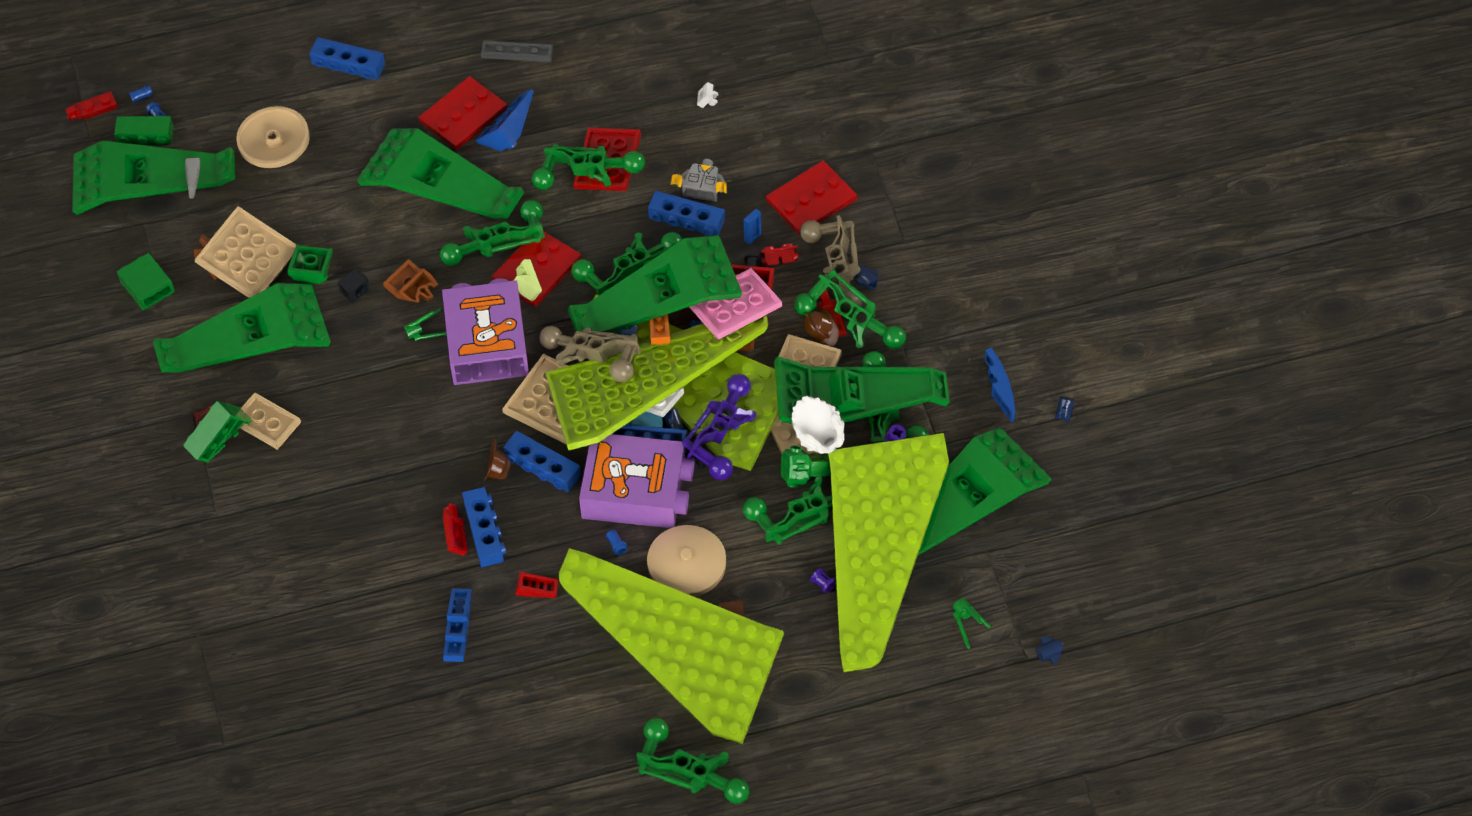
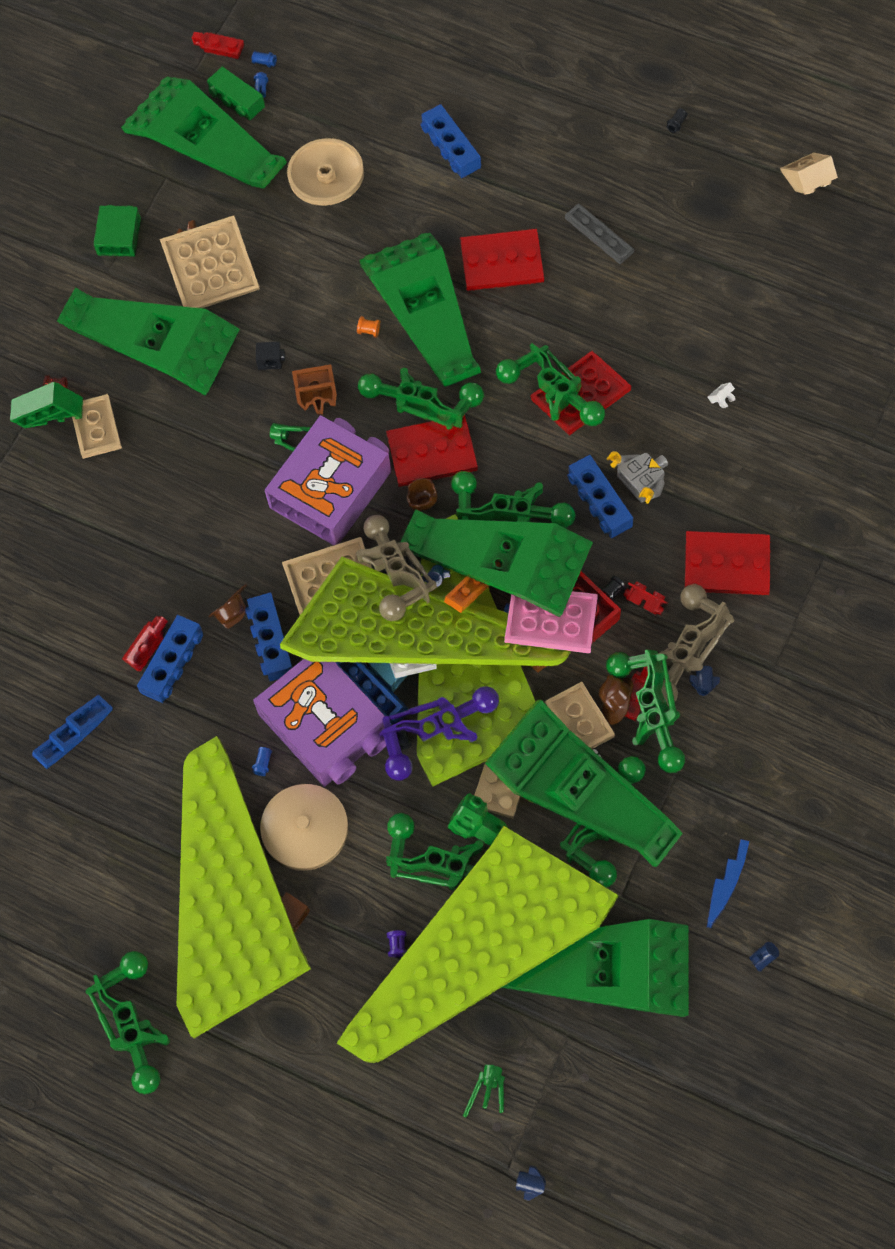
camera: 45 degrees right, 10 degrees up
(192, 169) = (232, 159): light grey slope -> none
(310, 264) = (252, 309): green slope -> none
(409, 218) = (368, 326): none -> orange bush
(508, 125) = (518, 303): blue wedge -> none
(527, 280) = (402, 461): yellowish green slope -> none
(529, 591) = (158, 731): red slope -> none
(560, 296) = (421, 494): none -> reddish brown hair
(673, 420) = (408, 687): dark blue piece -> none
(752, 226) = (642, 553): blue tile -> none
(818, 425) = (511, 796): white hair -> none
(896, 432) = (582, 856): dark purple bush -> none

